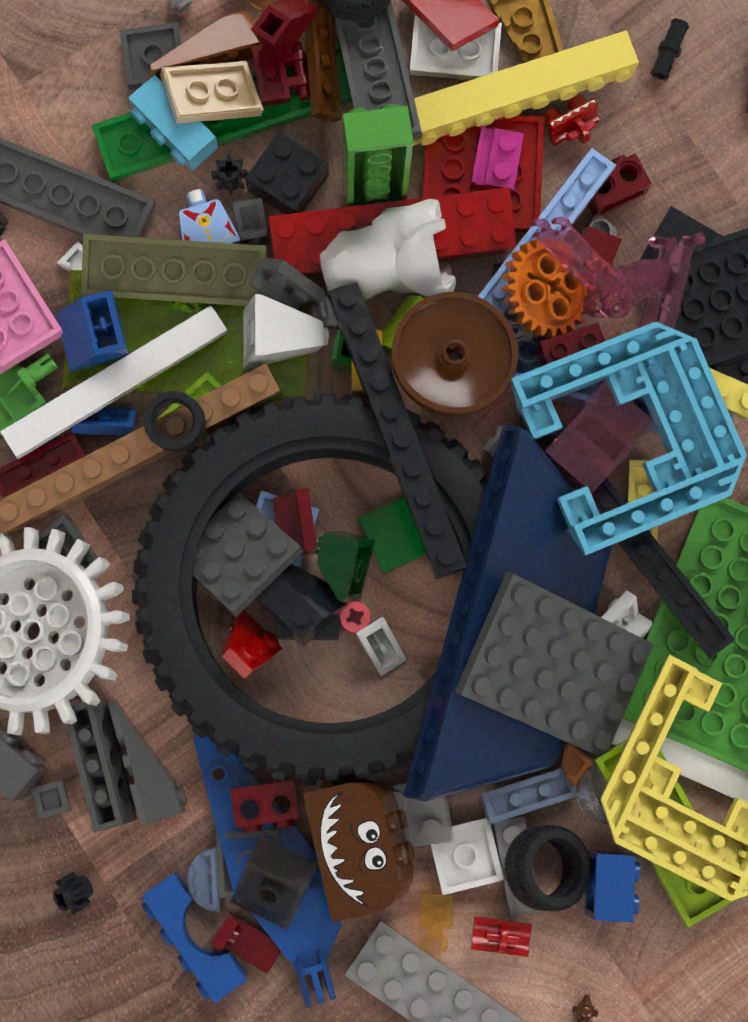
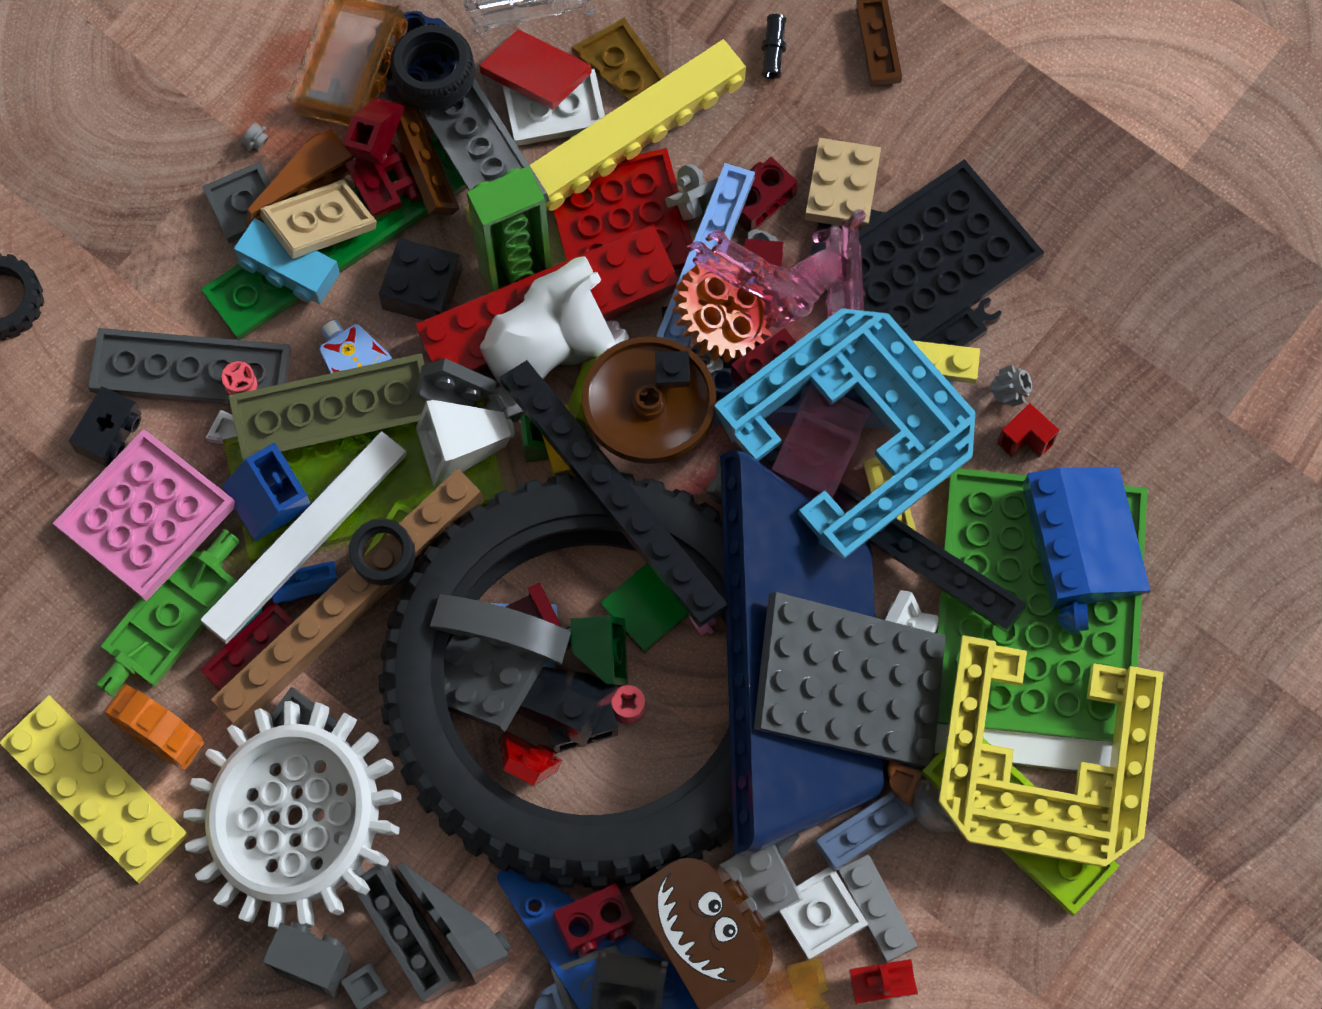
camera: 10 degrees left, 10 degrees down
(95, 215) = (238, 373): none -> coral wheel
(221, 175) = (356, 288): black gear -> none
(250, 220) = (395, 335): dark grey bracket -> none
(259, 523) = (501, 626): none -> dark grey slope
(381, 646) = (663, 724): white slope -> none
(483, 333) = (672, 369): none -> black plate
(497, 158) = (631, 201): dark pink plate -> none
(557, 162) = (696, 192): none -> light grey hips
(574, 123) = (701, 143): red hips -> none
(575, 868) = (932, 878): black tyre -> none
(612, 886) = (980, 892): blue brick -> none
(692, 195) = (842, 181): none -> tan plate

